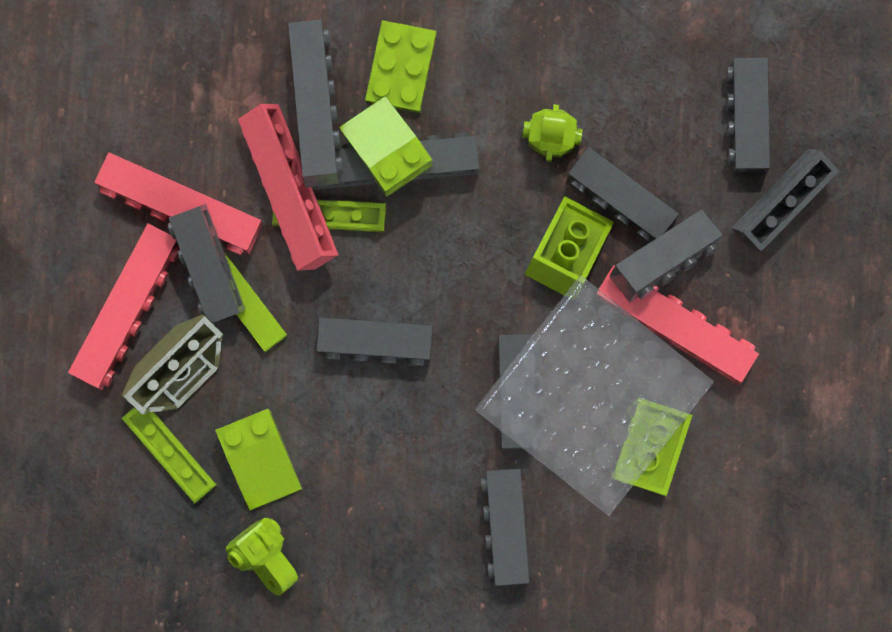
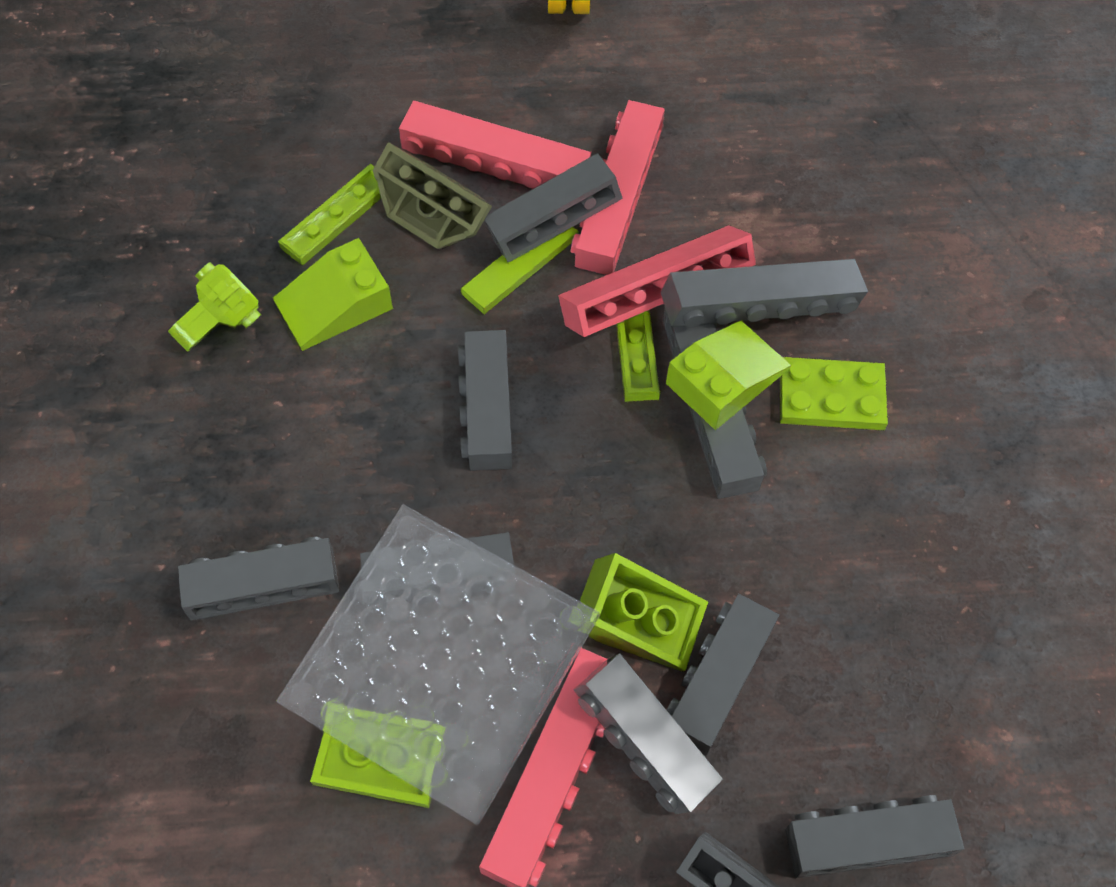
camera: 75 degrees right, 20 degrees down
(552, 133) = (789, 571): lime piece -> none

